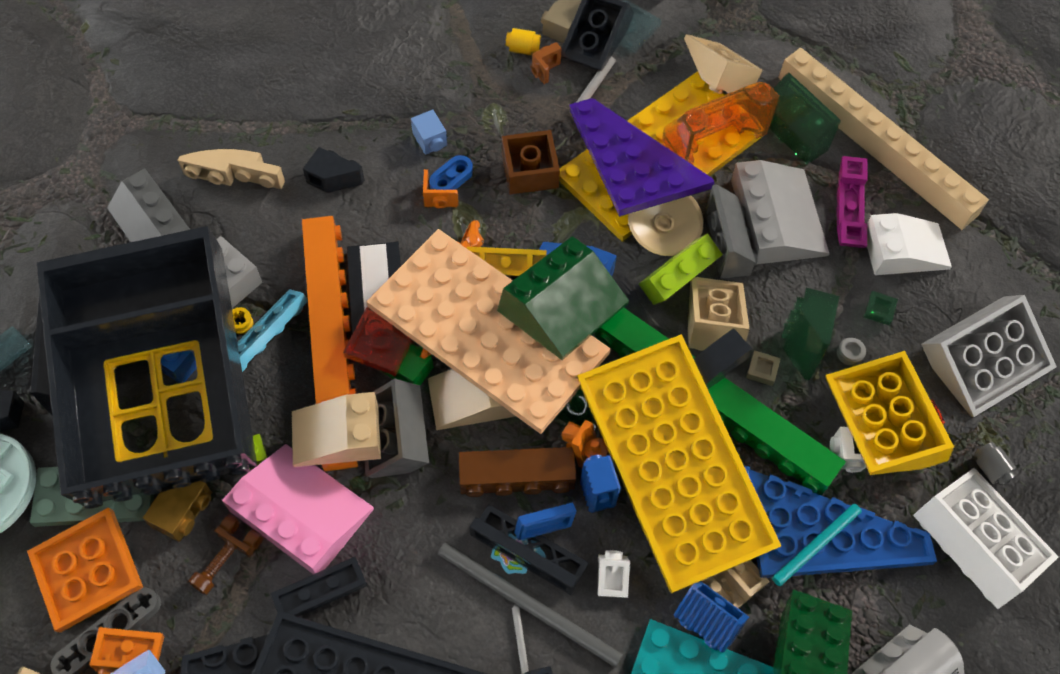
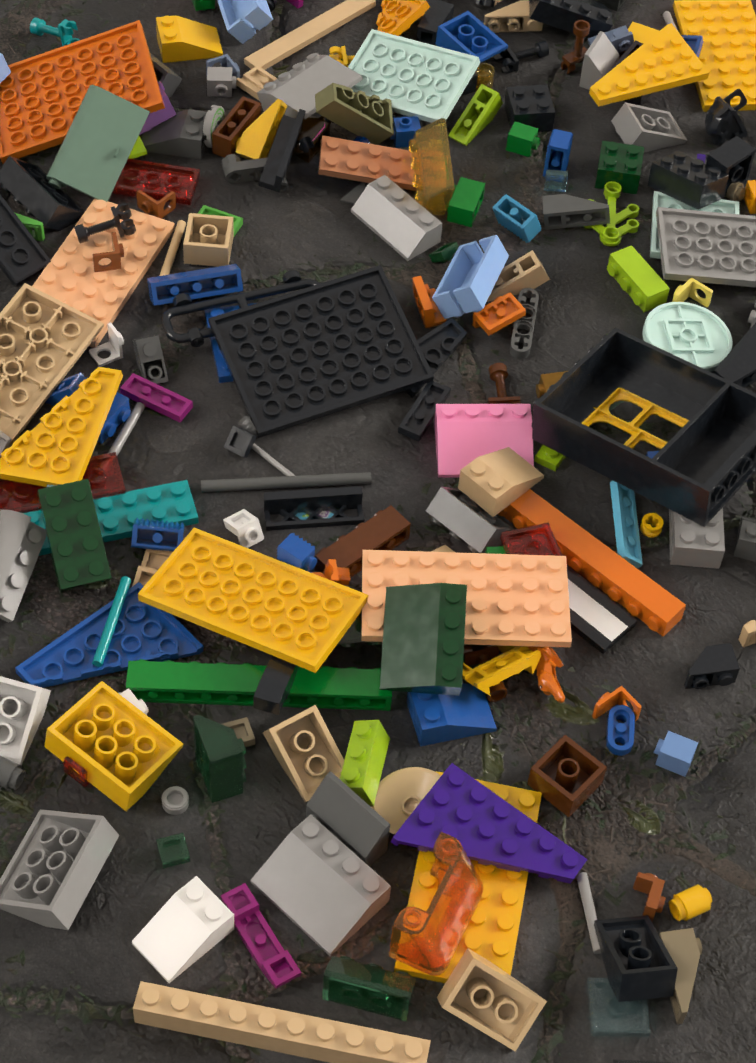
camera: 140 degrees right, 10 degrees down
(84, 570) = (568, 334): orange plate -> none
(545, 521) = (316, 521): blue tile -> none

